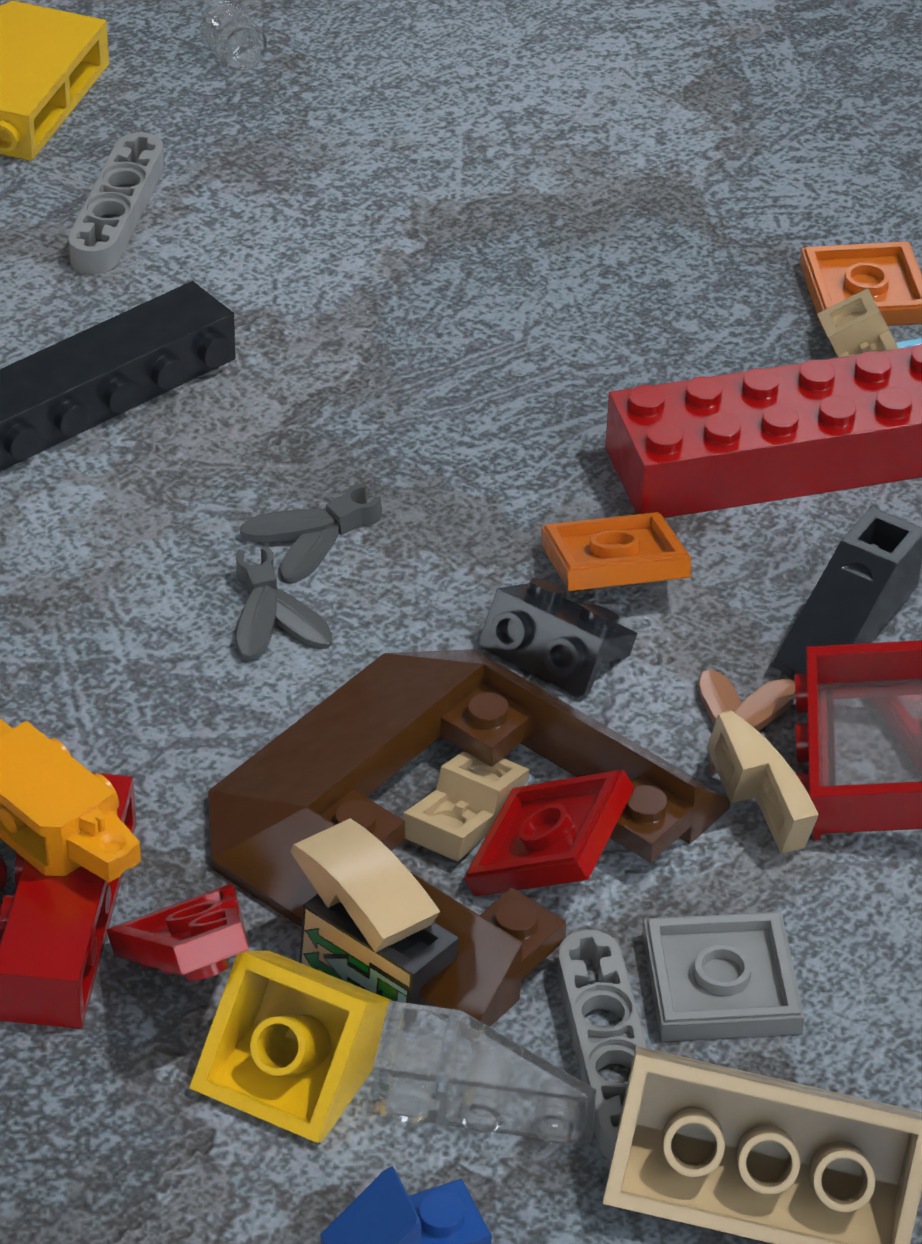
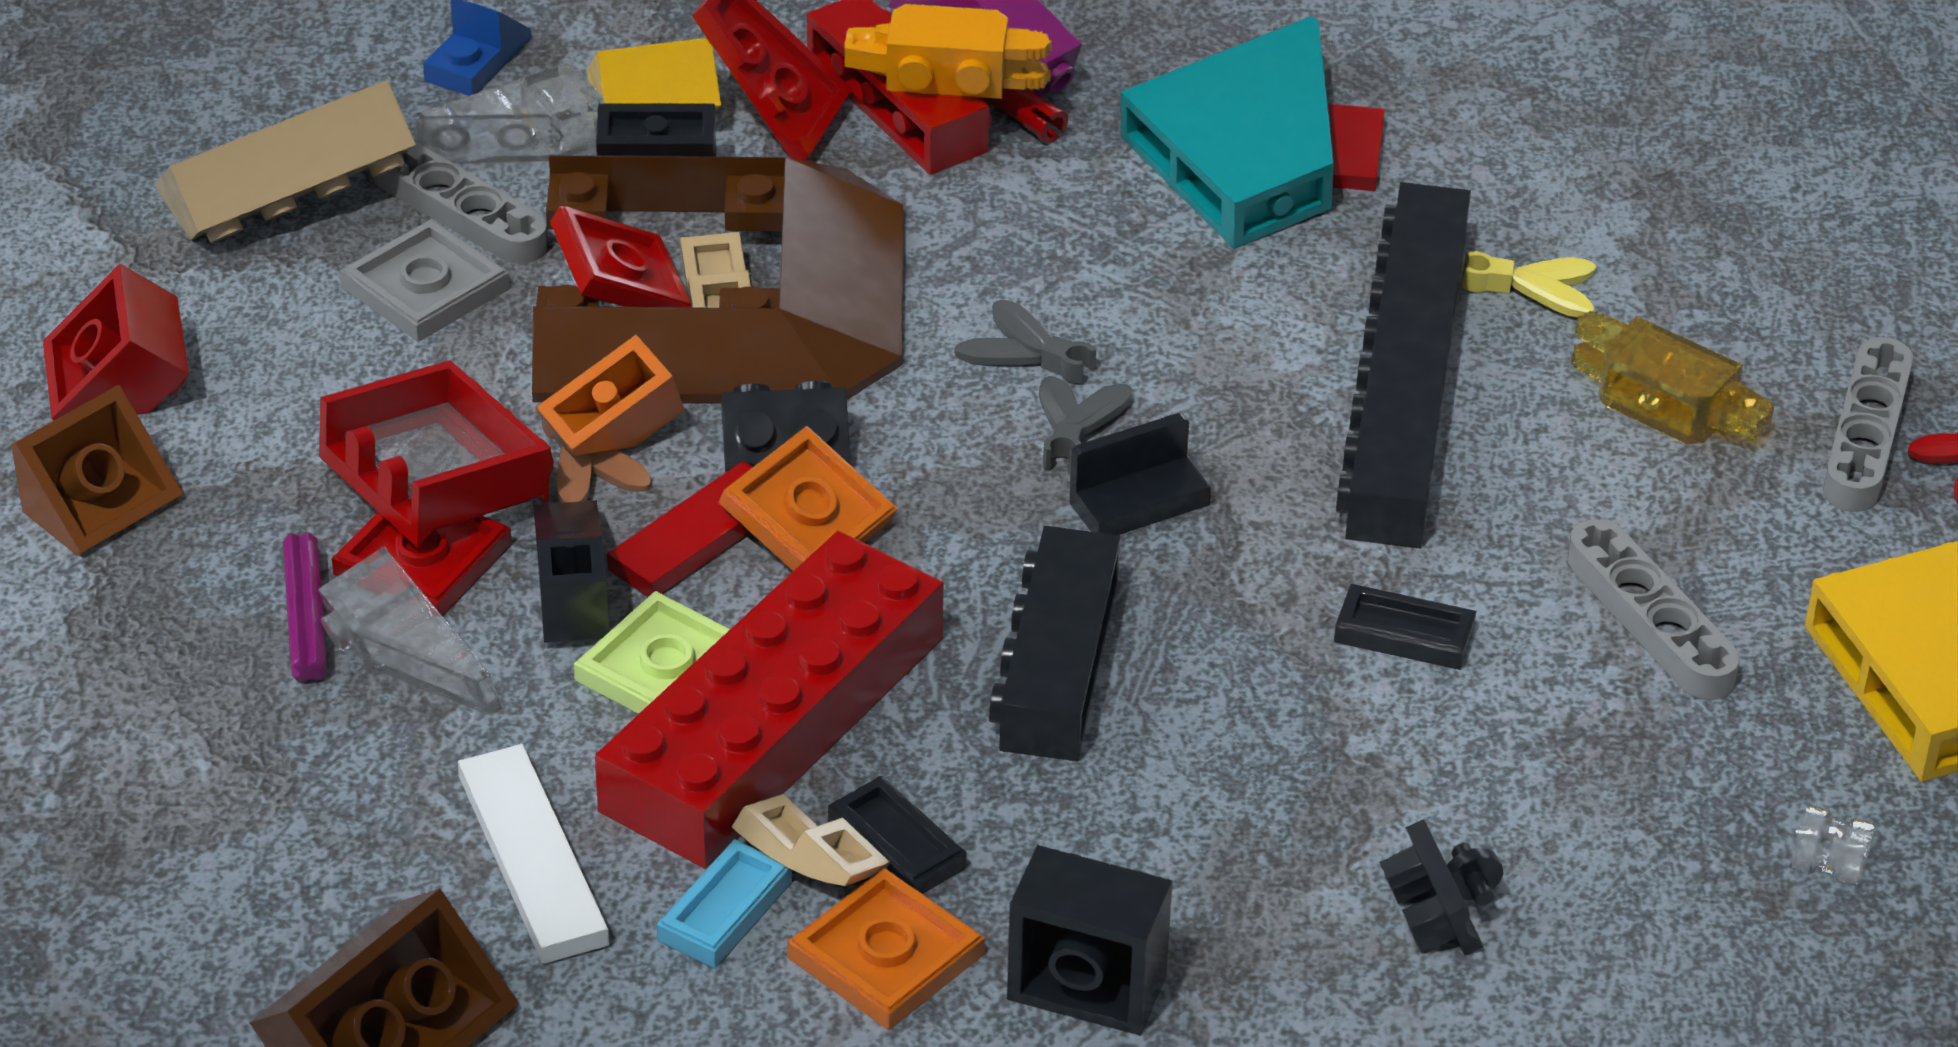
camera: 140 degrees right, 0 degrees up
(286, 278) = (1405, 626): none -> black tile
(341, 445) = (1136, 477): none -> black panel
(369, 881) = (693, 111): tan slope -> none
(492, 127) = (1466, 877): none -> black hips
(542, 366) = (1057, 643): none -> black brick
(683, 689) = (614, 402): none -> orange slope
(711, 603) = (679, 539): none -> red tile
(753, 769) = (514, 372): tan slope -> none
(760, 172) = (1088, 939): none -> black brick
(787, 330) = (901, 833): none -> black tile
(815, 516) = (647, 651): none -> yellowish green tile

